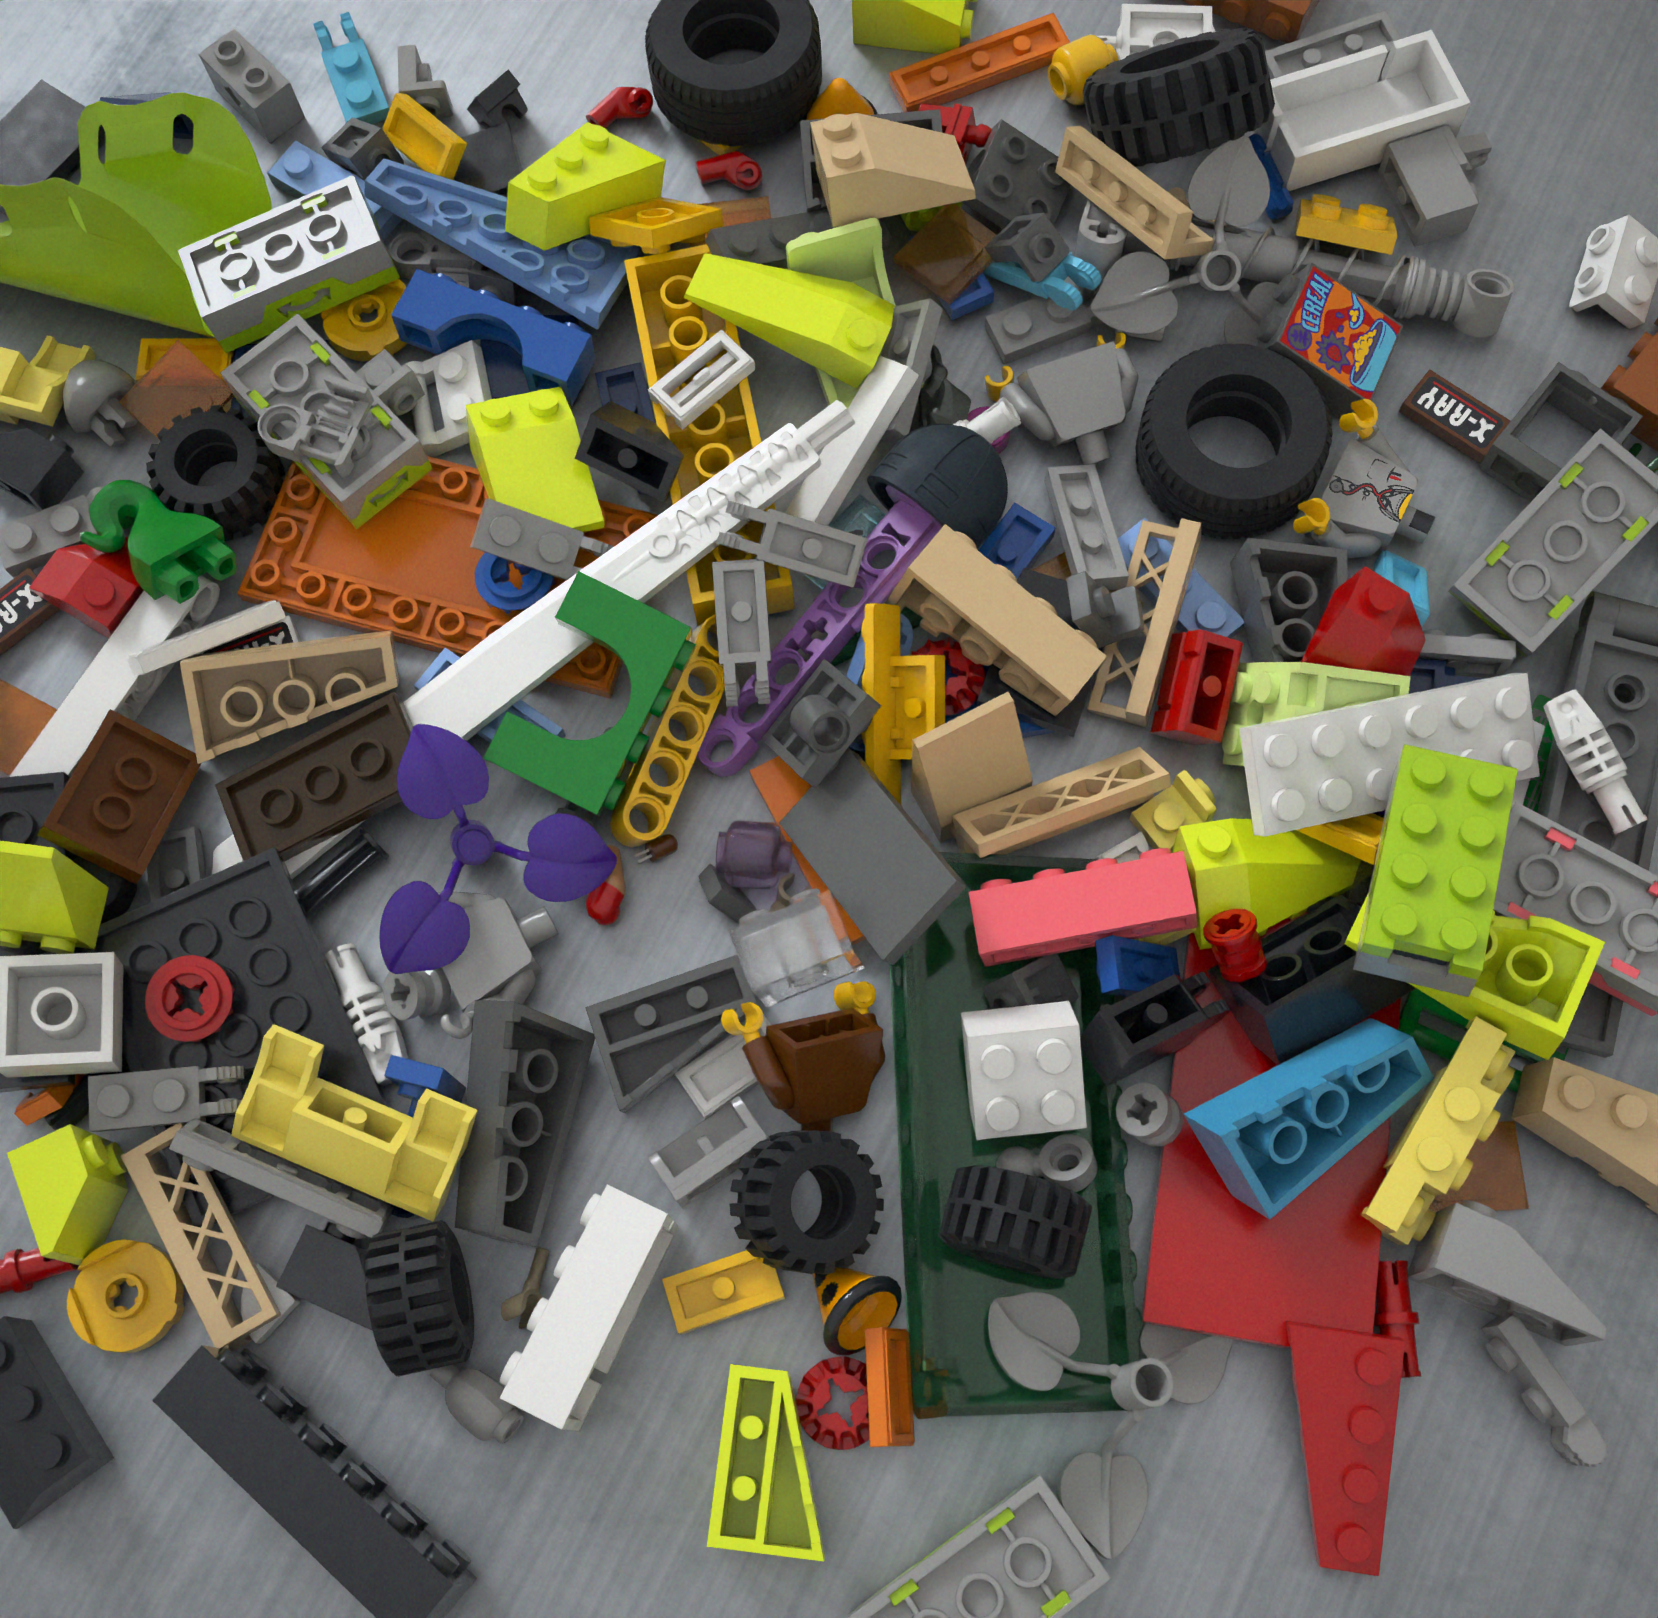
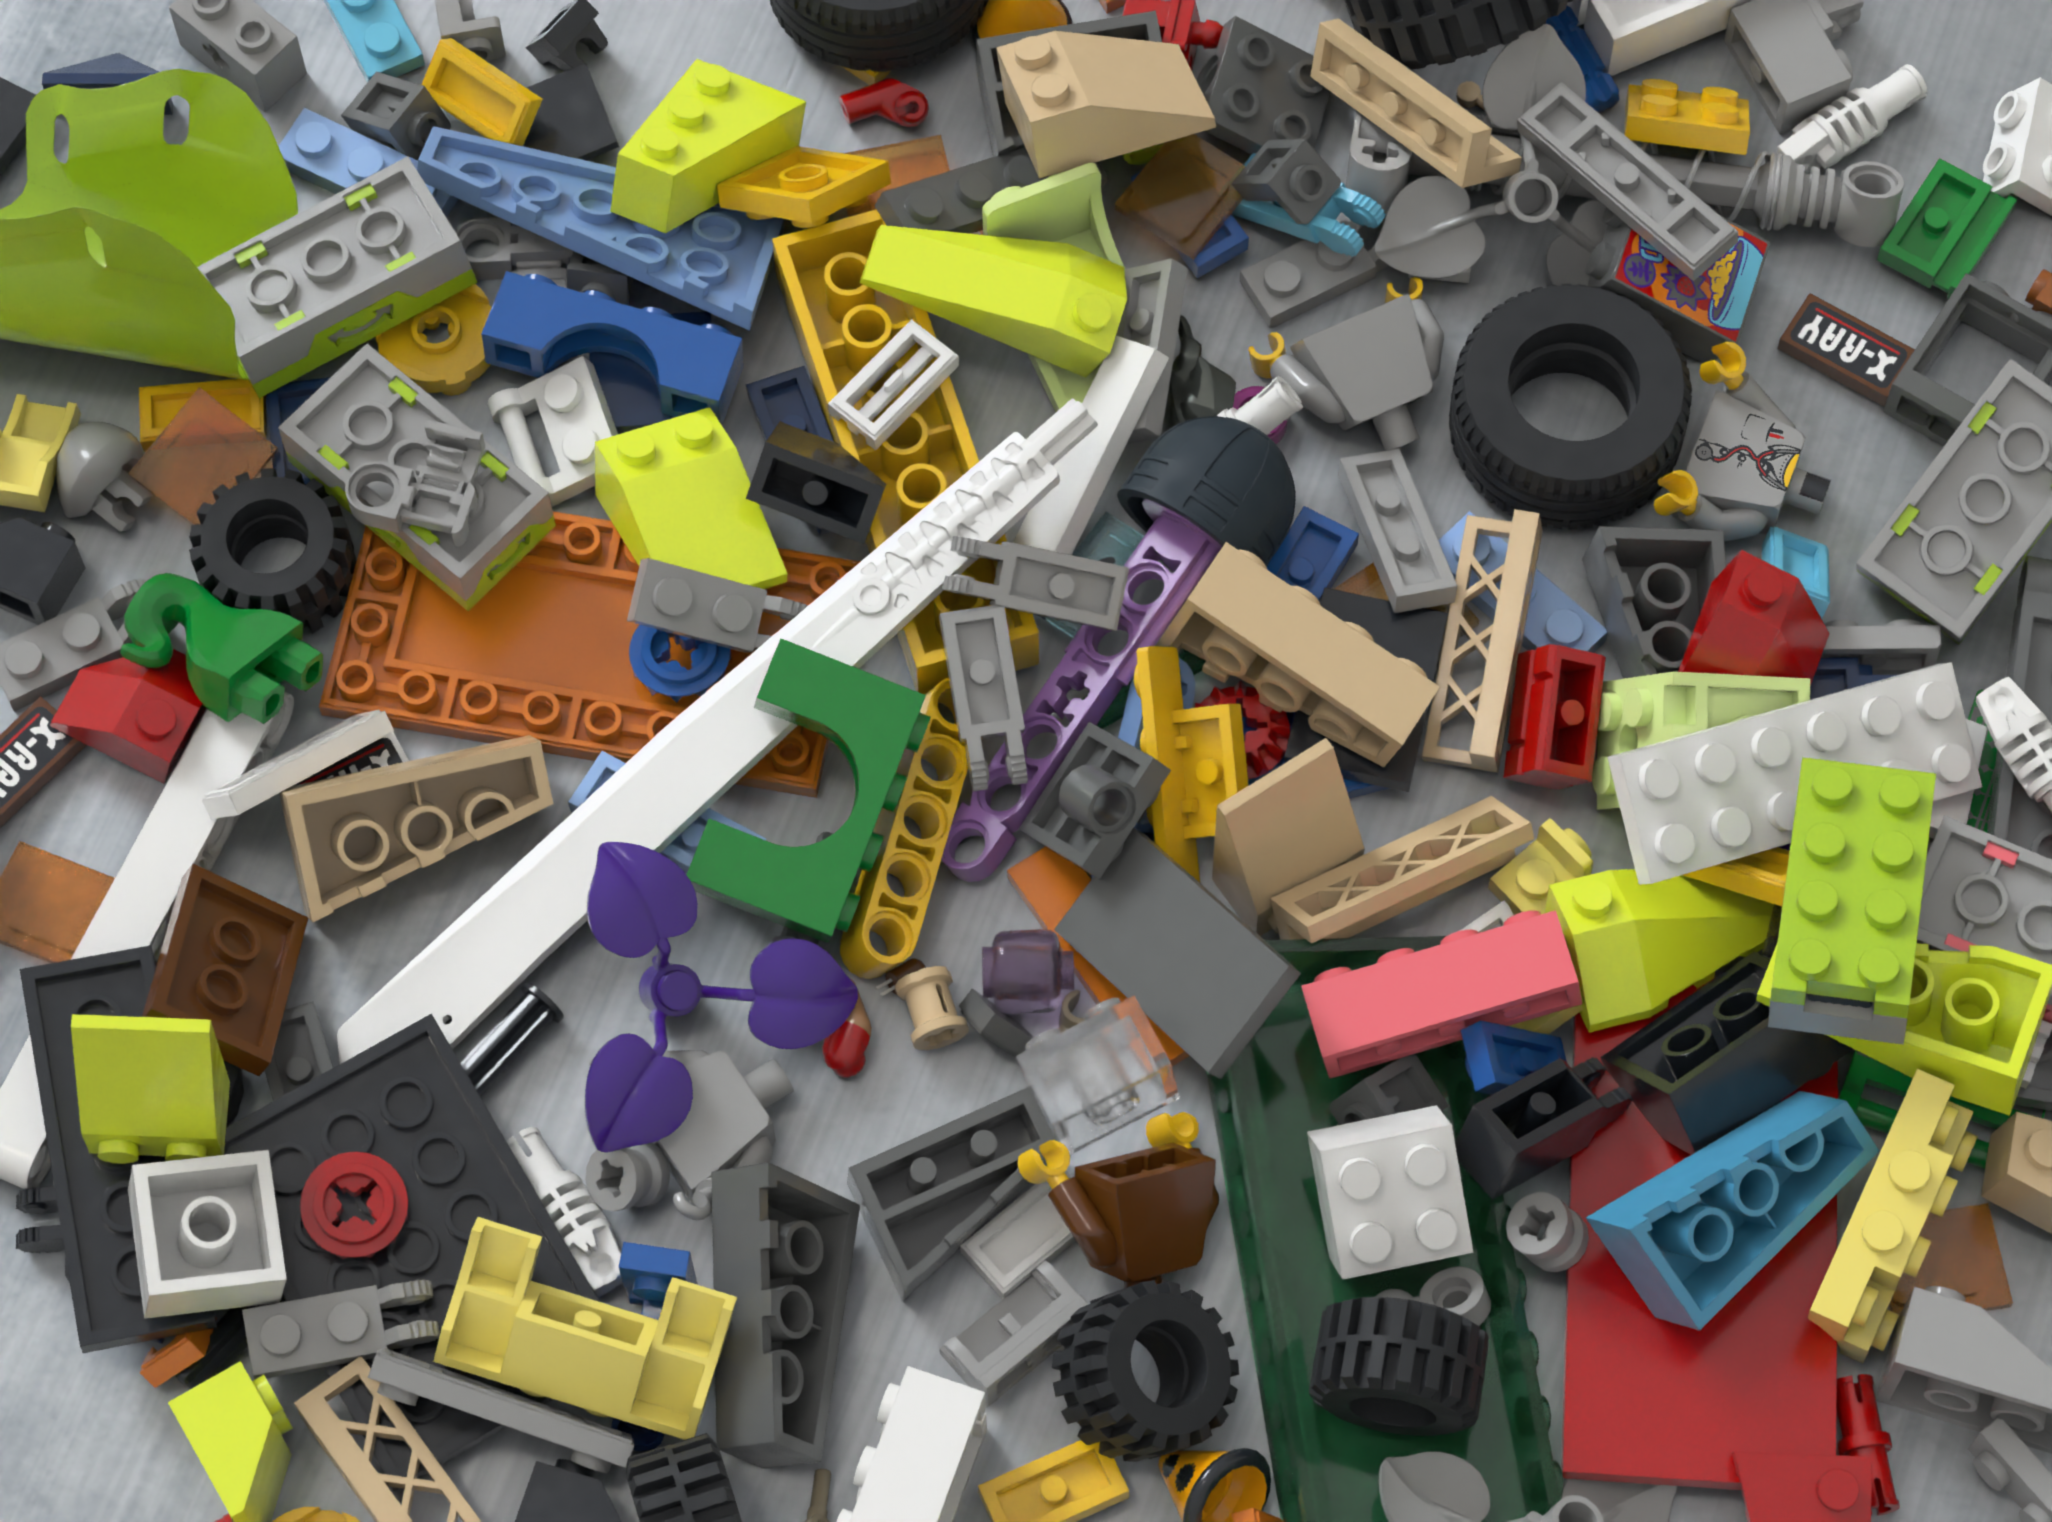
camera: 10 degrees left, 5 degrees down
(319, 782) = (473, 931): dark brown tile -> none
(391, 382) = (482, 411): light grey bracket -> none
(621, 104) = (730, 25): red arm -> none
(675, 876) = (931, 1008): none -> tan bush
(1104, 614) = (1429, 635): dark grey bracket -> none
(1236, 944) = (1631, 1019): red bush -> none
(1297, 265) = (1627, 181): none -> light grey plate
(1476, 237) = (1852, 120): none -> white hinge
(1541, 328) = (1946, 228): none -> green plate

